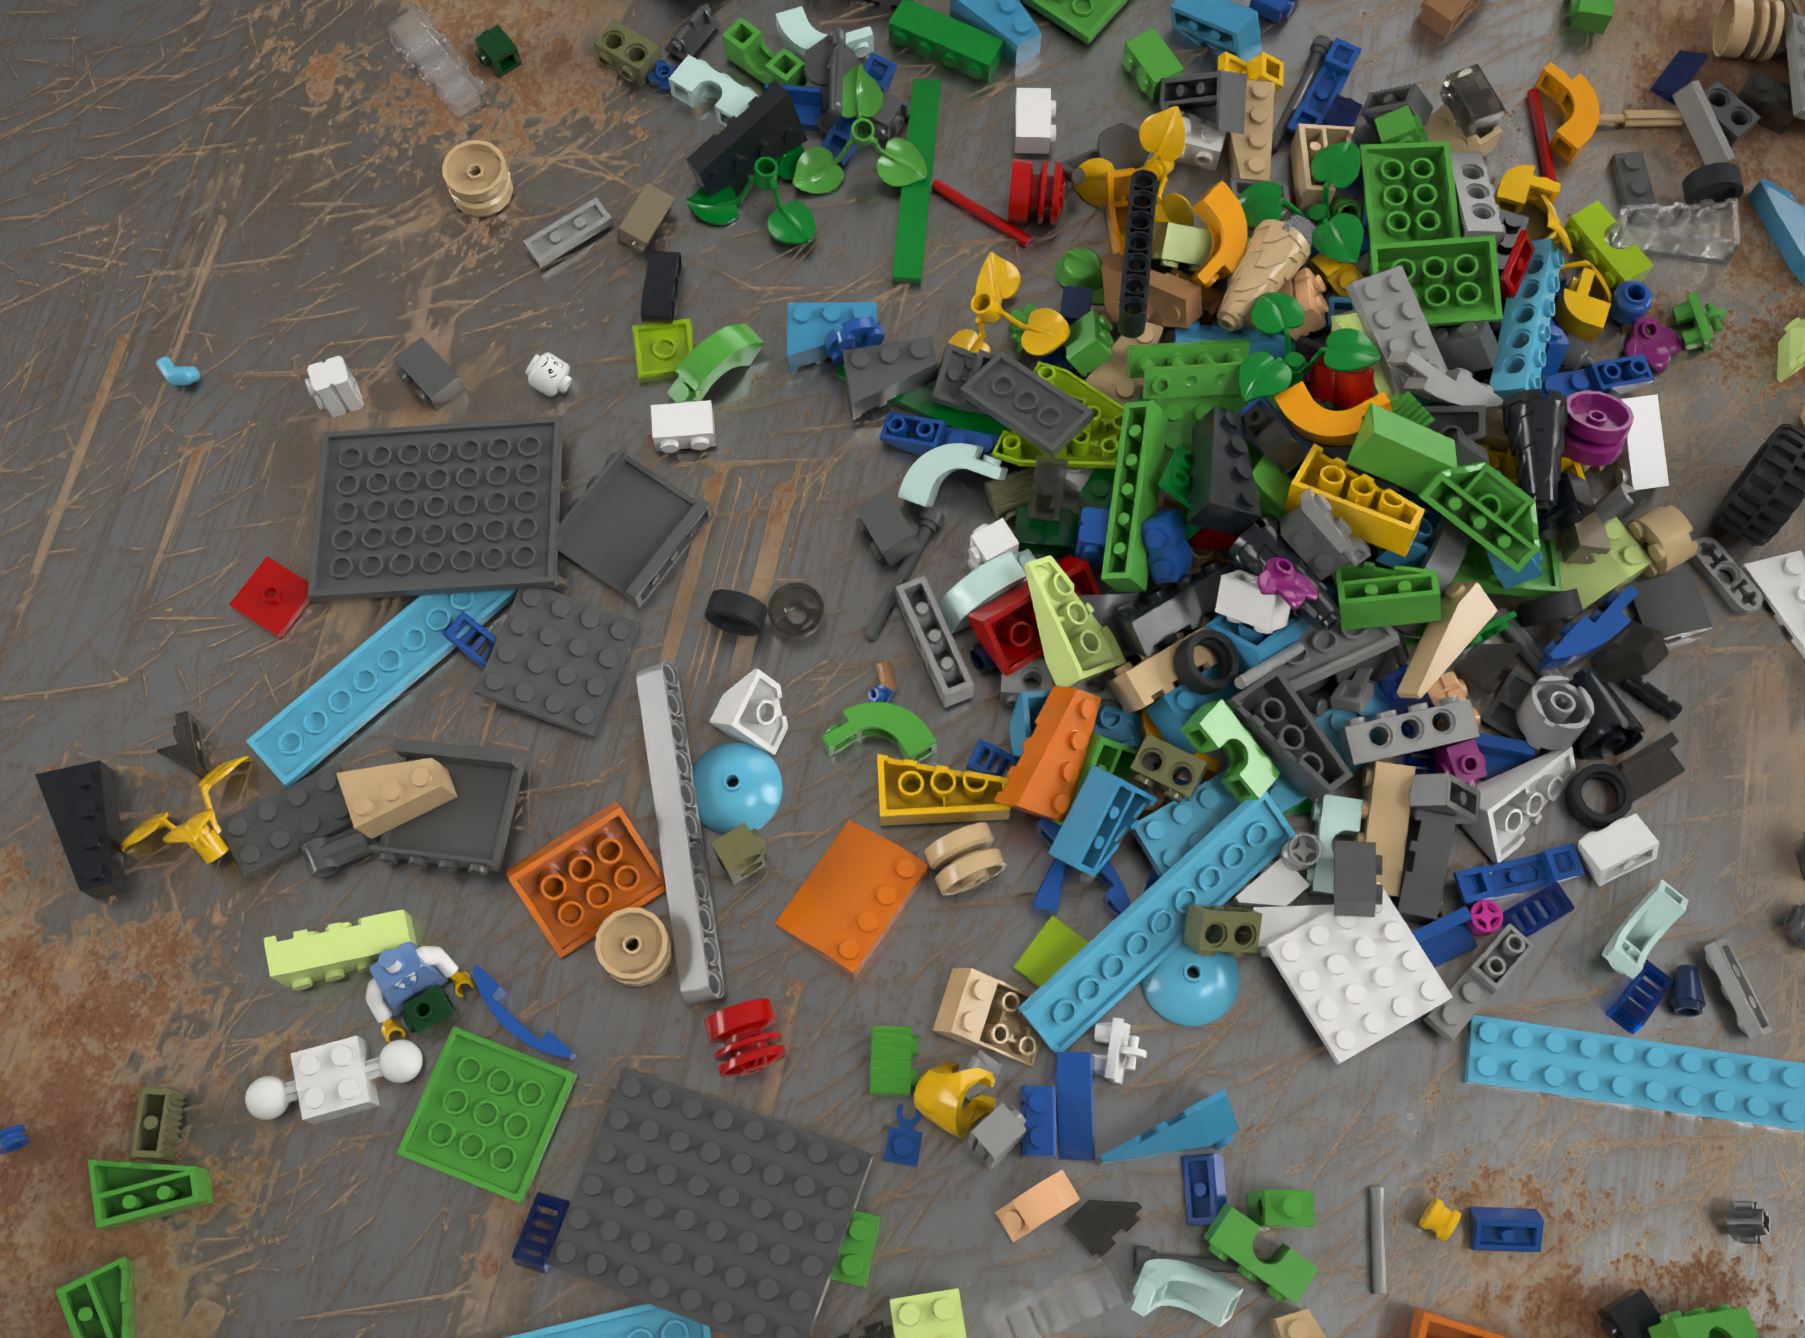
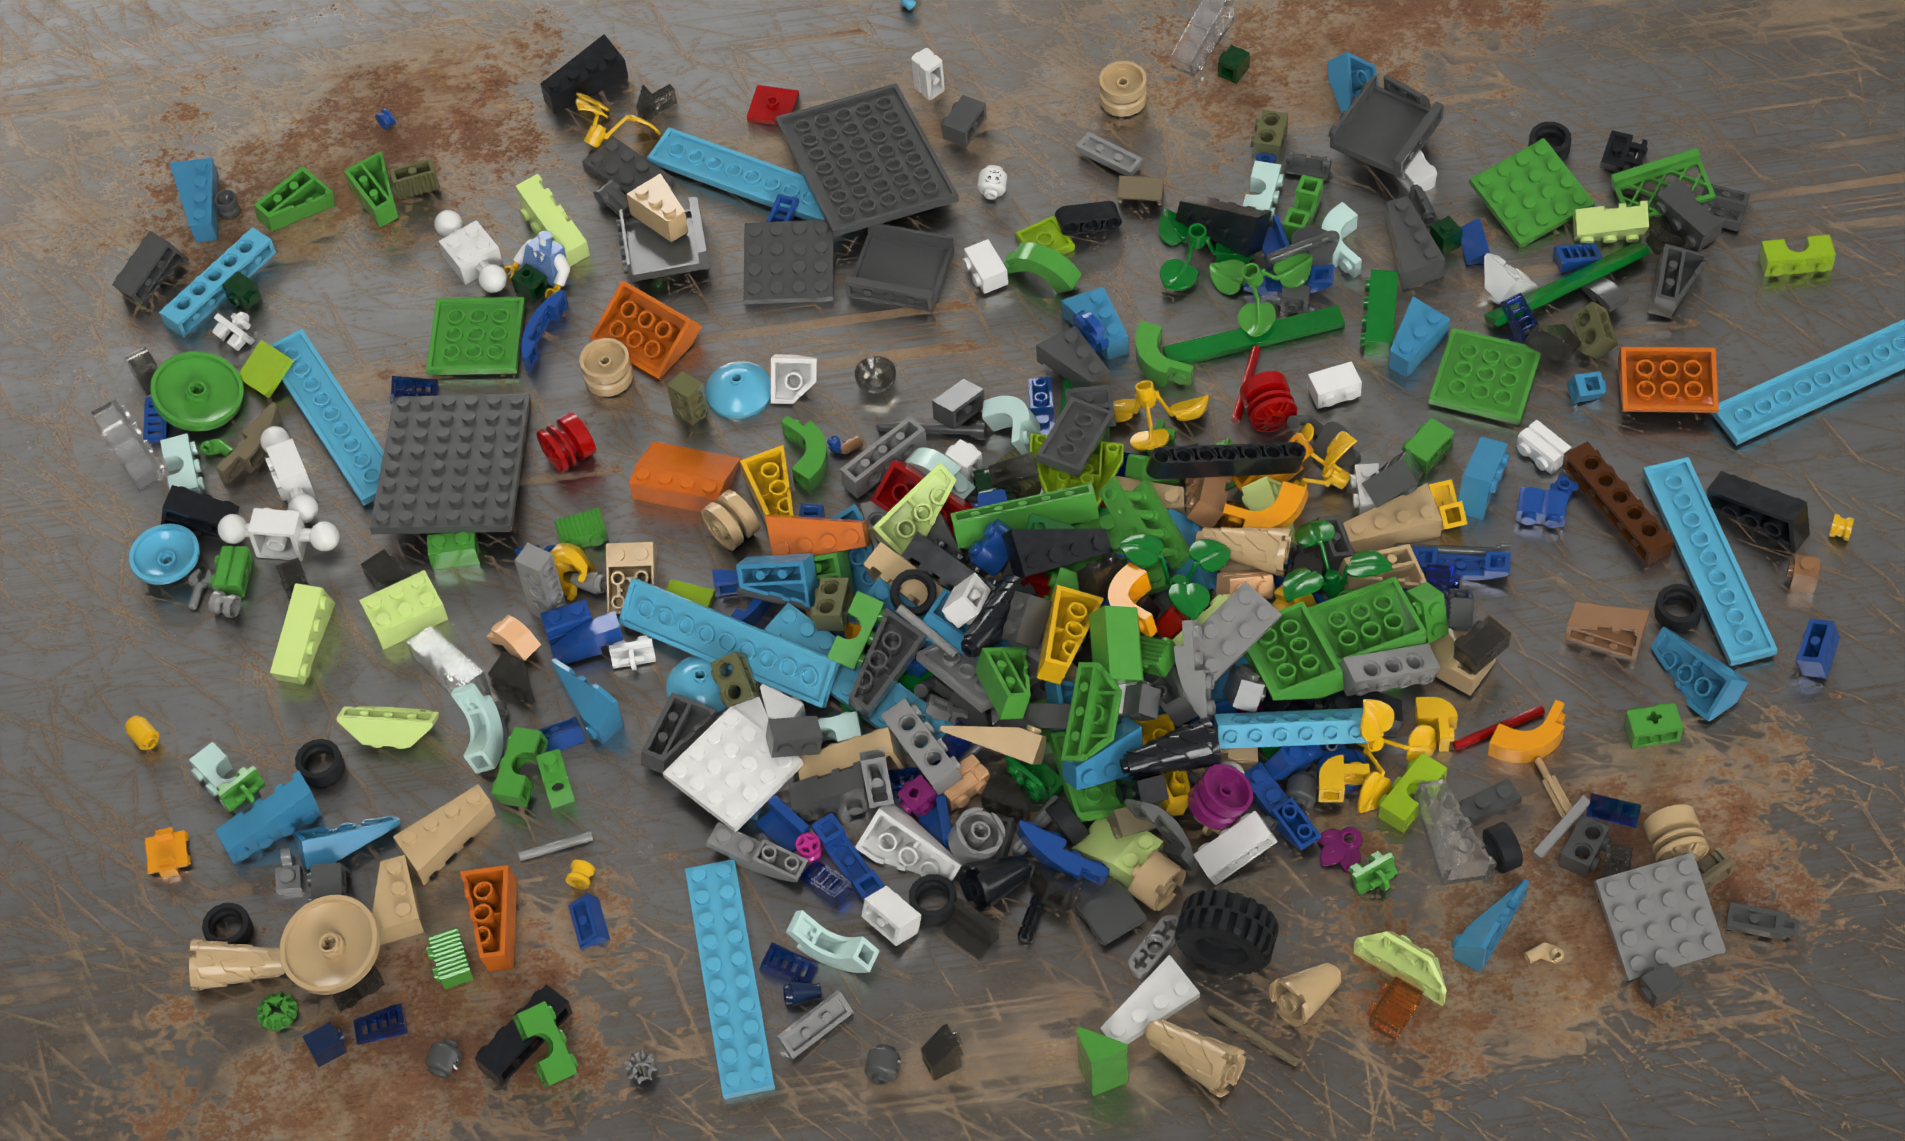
camera: 75 degrees right, 15 degrees down
(680, 834) = (706, 364): light grey beam -> none
(736, 612) = (857, 339): black tyre -> none
(910, 295) = (1153, 363): none -> bright green arch
(1268, 1032) = (675, 731): none -> dark grey wedge
(1283, 579) = (974, 602): magenta plate -> none
(1307, 849) = (803, 700): light grey wheel -> none
(1333, 528) = (1035, 620): light grey hinge -> none
(1516, 265) = (1333, 701): red slope -> none
(1630, 302) = (1366, 816): blue head -> none

